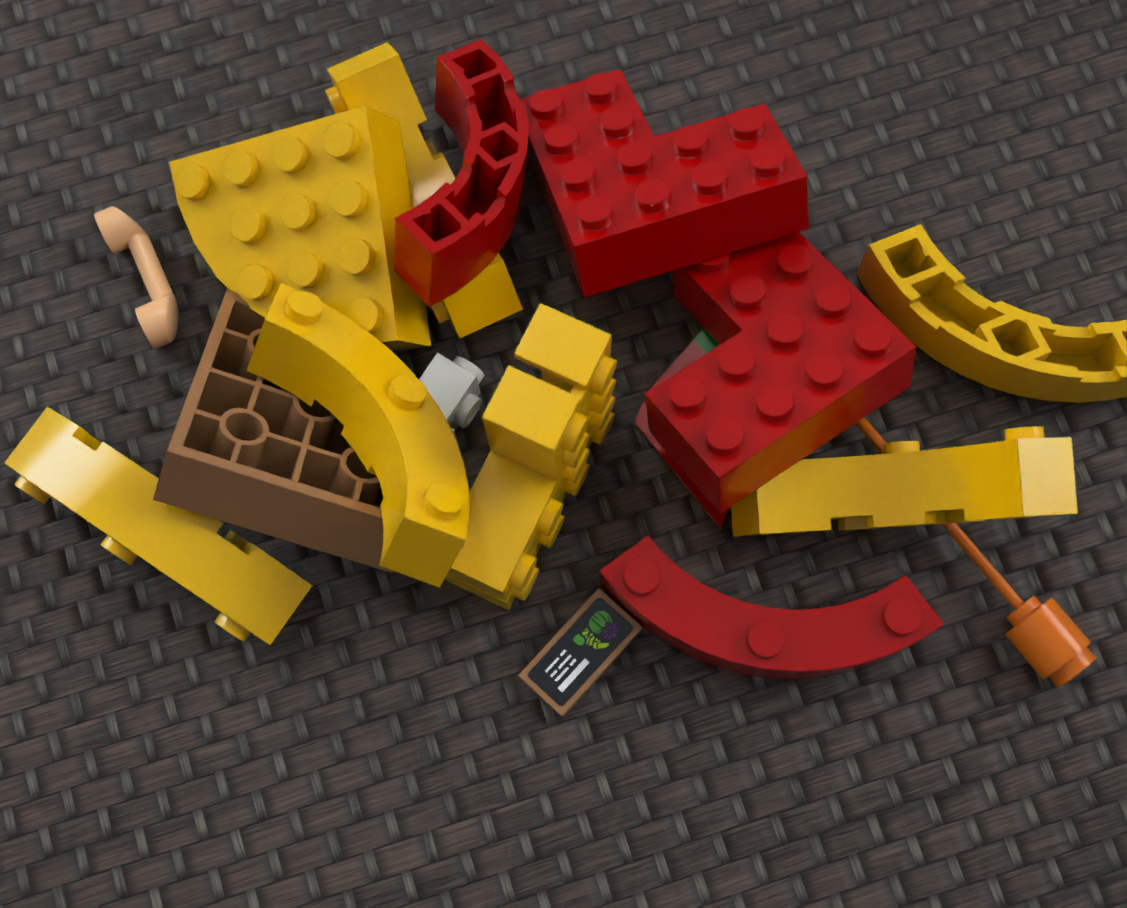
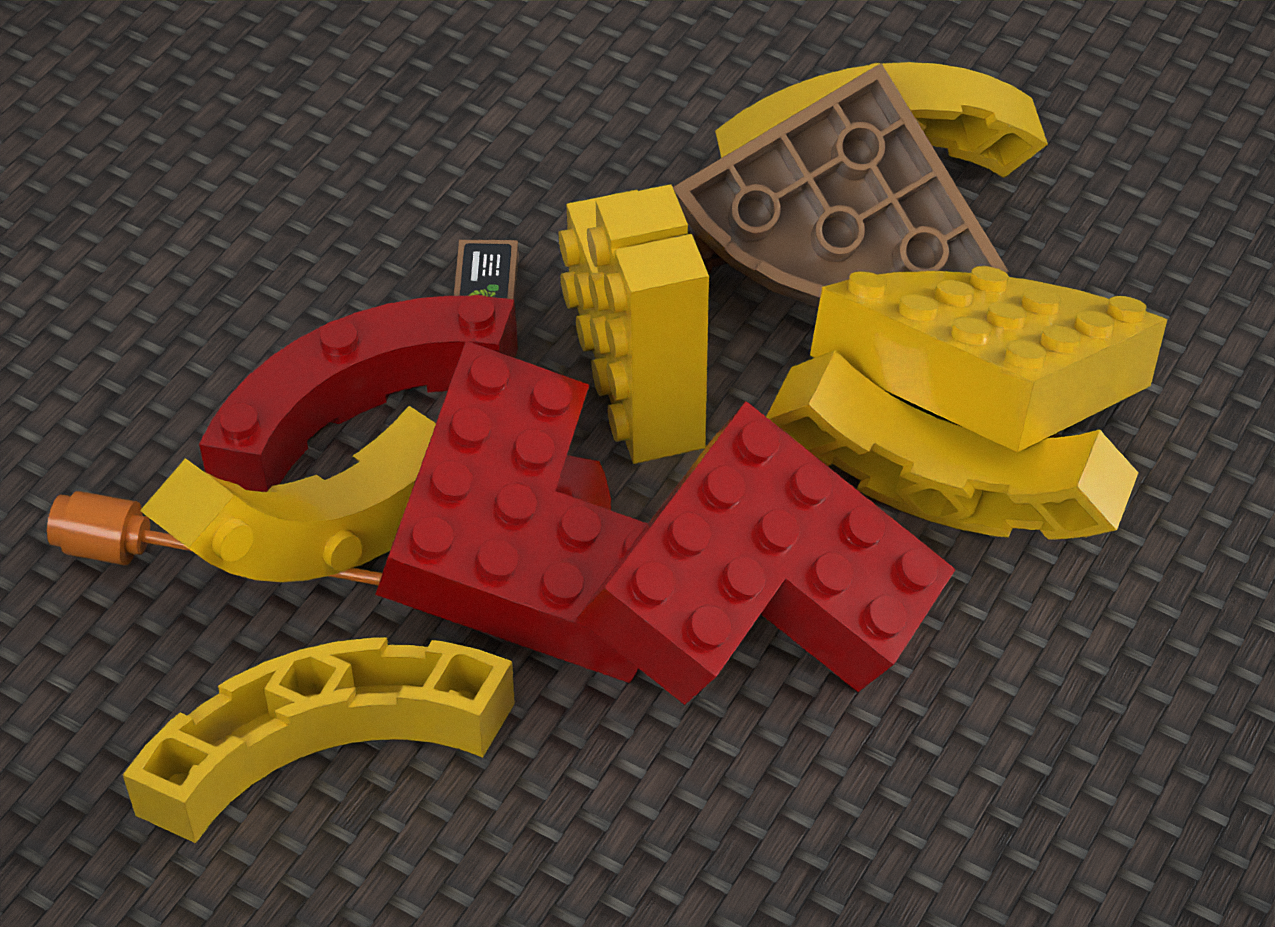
camera: 135 degrees right, 25 degrees down
(160, 315) = (1049, 258): light nougat bar -> none
(385, 420) = (770, 234): yellow brick -> none
(454, 389) = (761, 347): white brick -> none
(468, 222) = (897, 466): red brick -> none

